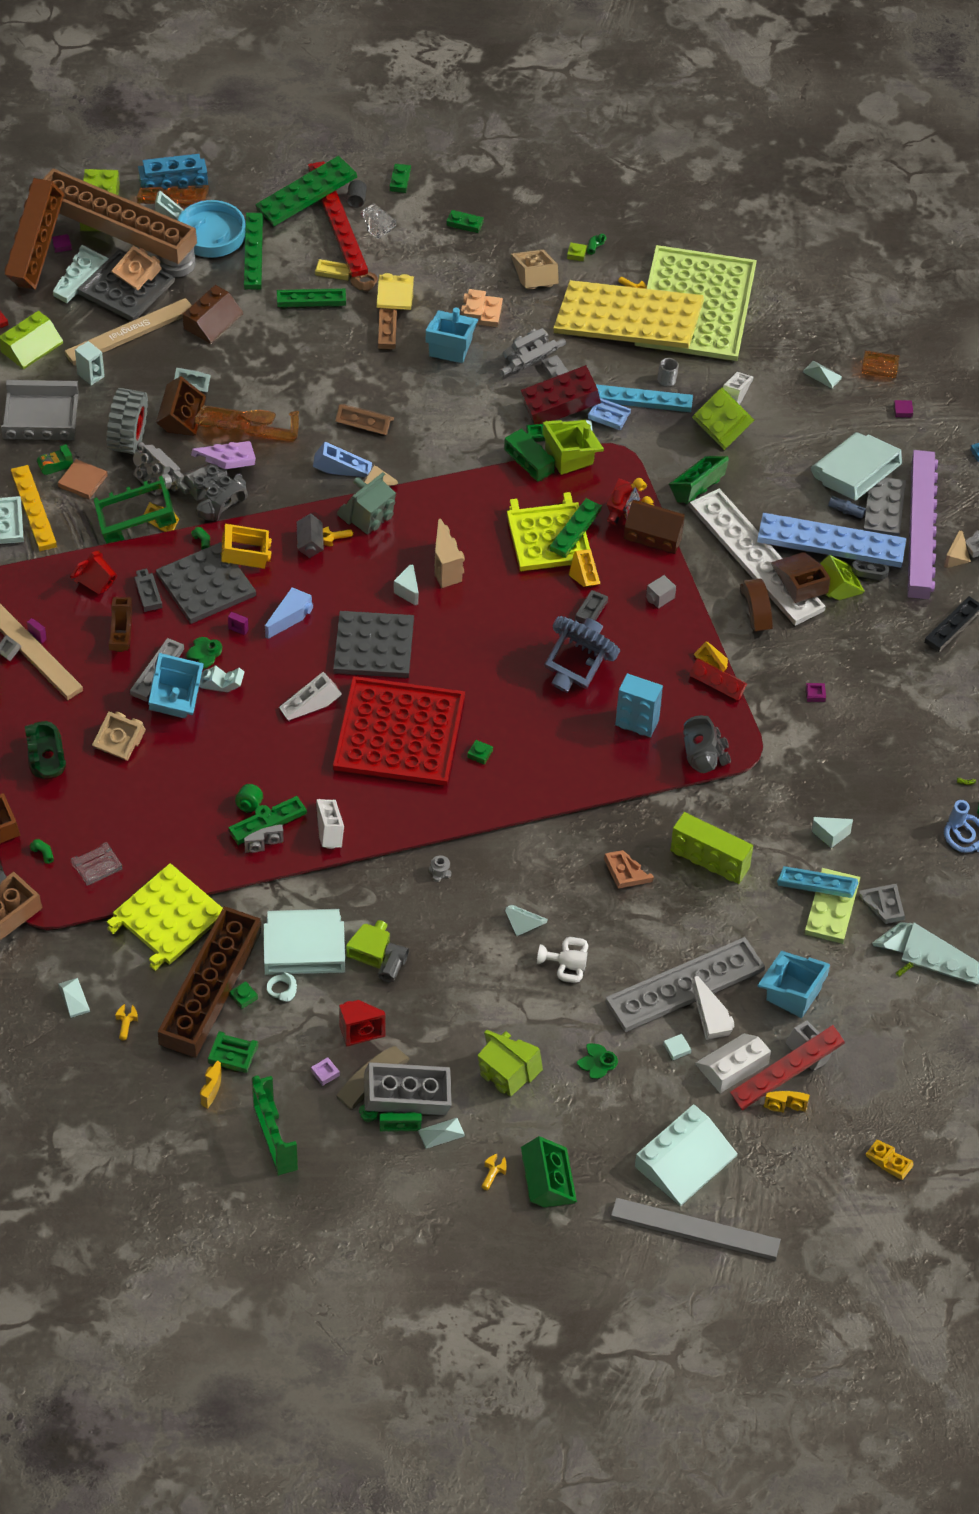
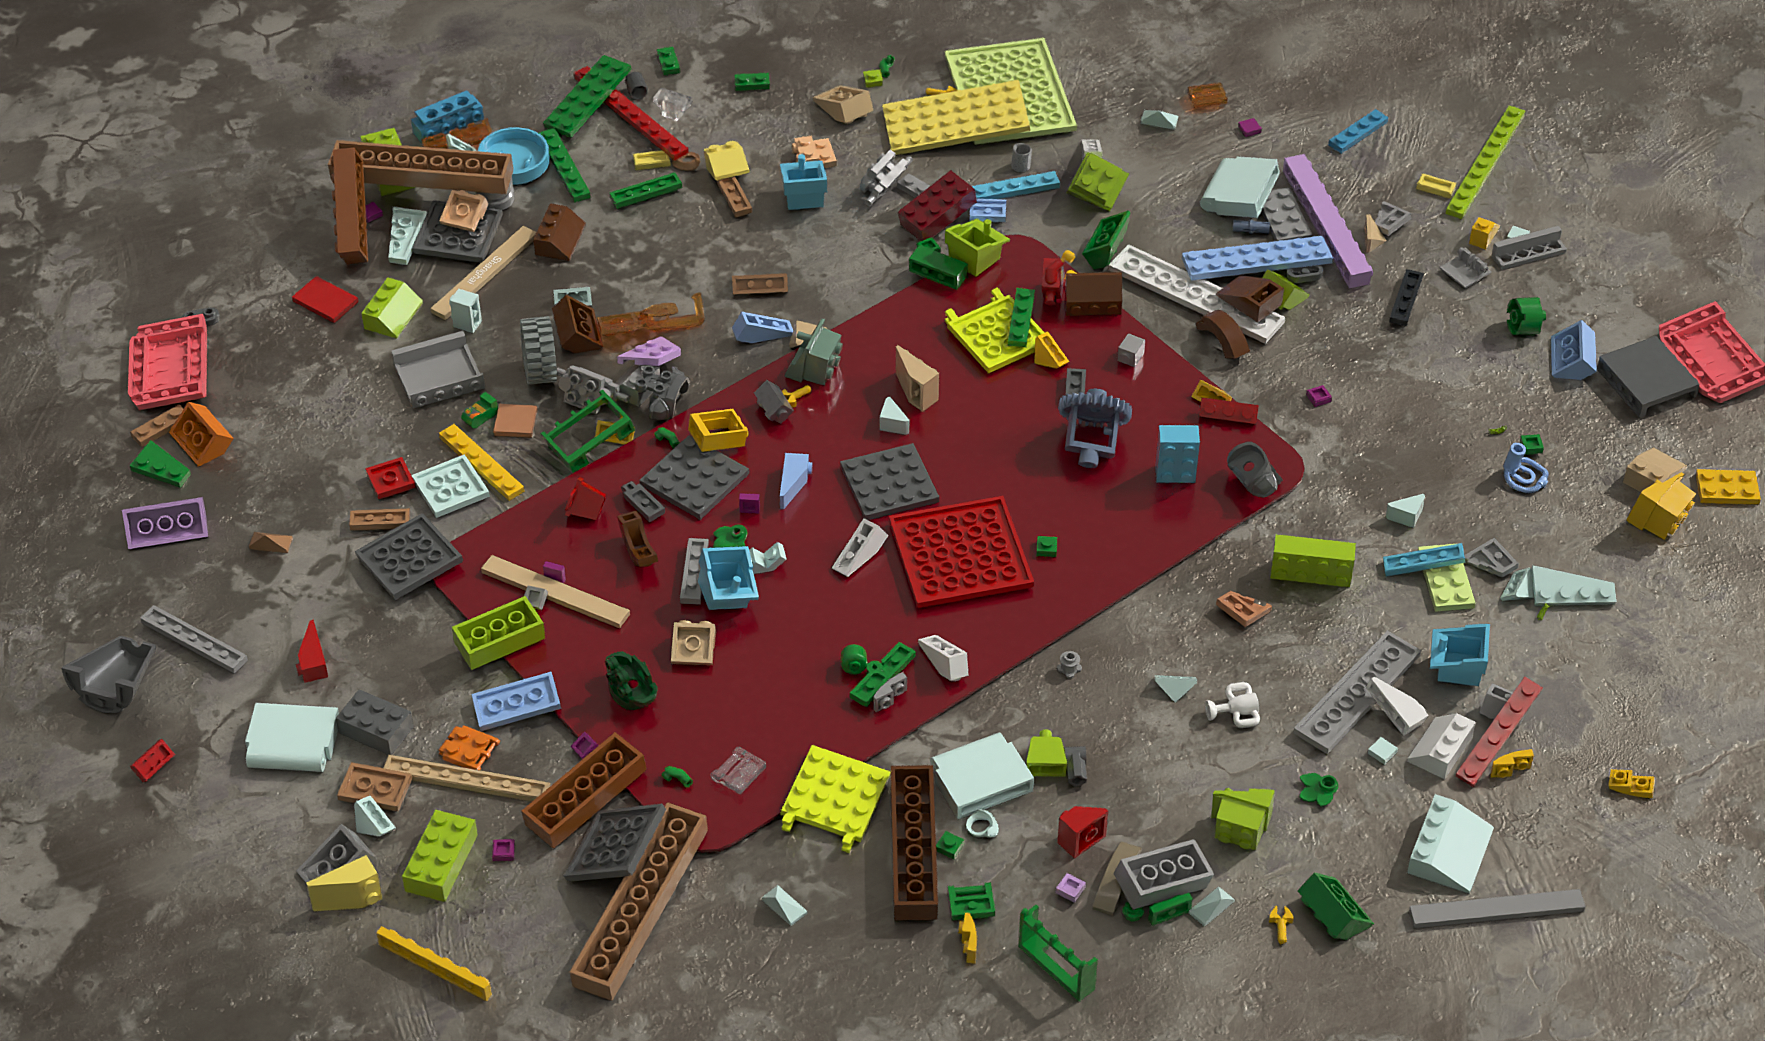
camera: 20 degrees left, 5 degrees down
(120, 1015) = (849, 908): yellow bar -> none

